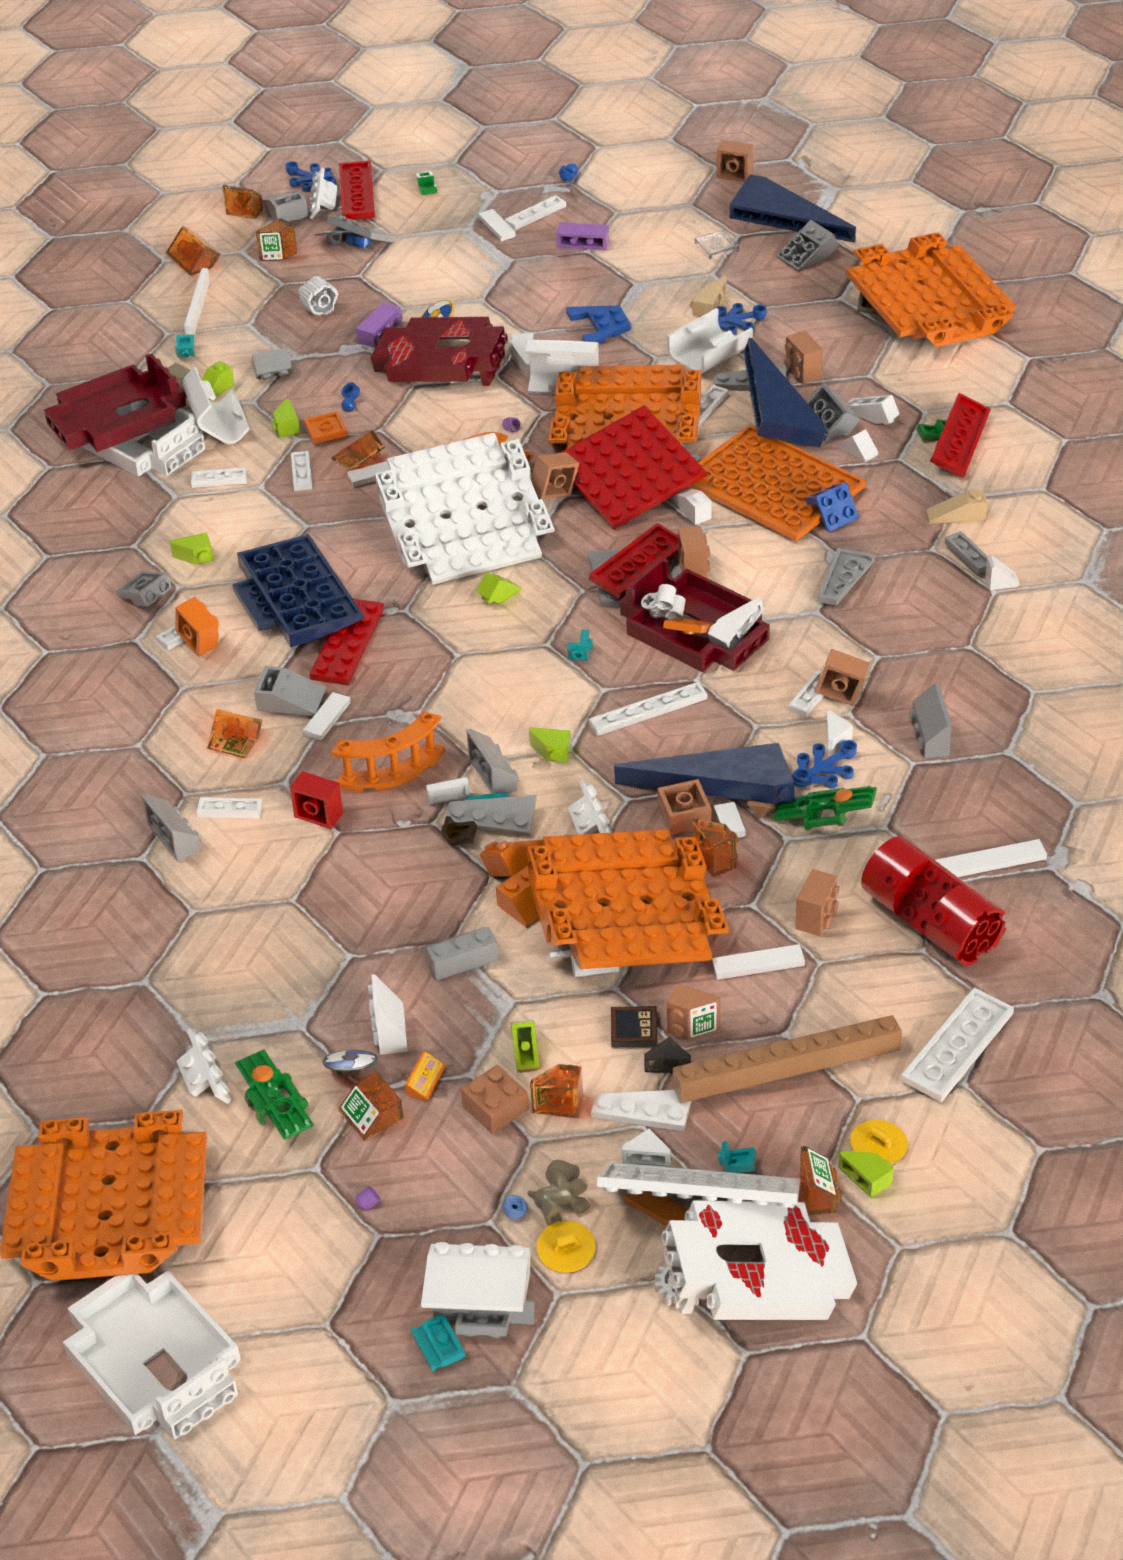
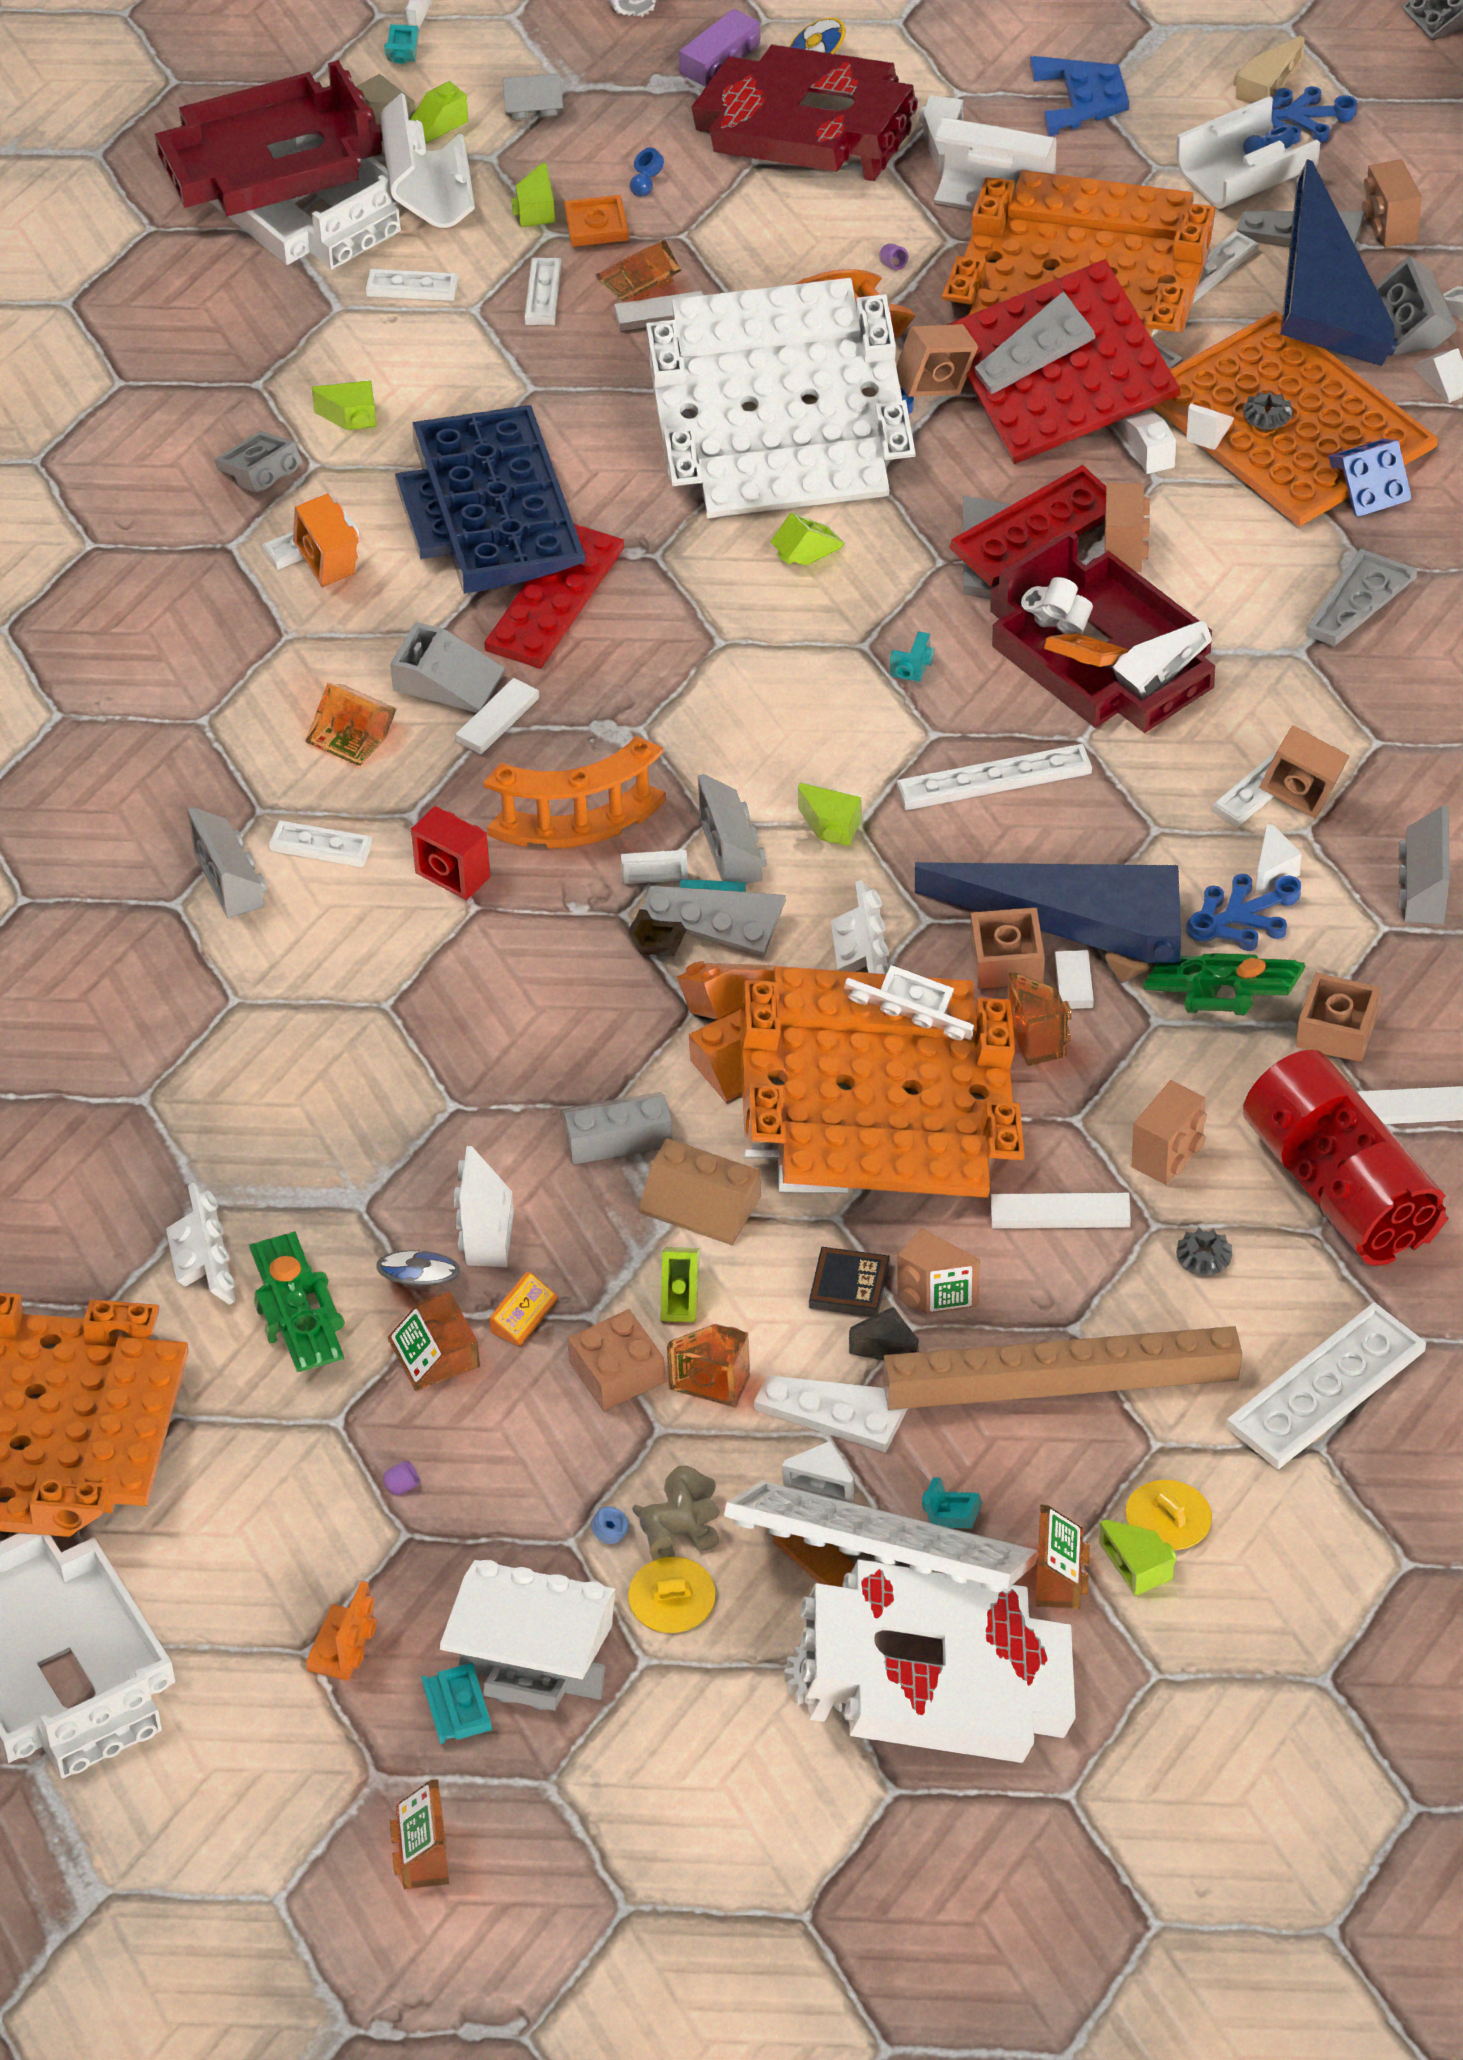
camera: 10 degrees right, 5 degrees up
(350, 1310) = (343, 1636): none -> orange bracket
(435, 1438) = (420, 1838): none -> clear orange slope
(524, 984) = (700, 1191): none -> medium nougat slope
(615, 456) = (1040, 341): none -> light grey wing
(636, 843) = (912, 997): none -> white bracket
(712, 335) = (1282, 133): none -> blue plate
(727, 490) = (1206, 426): none -> white slope
(754, 481) = (1277, 416): none -> dark grey gear
(856, 980) = (1203, 1262): none -> dark grey gear
(903, 817) = (1338, 1017): none -> nougat brick

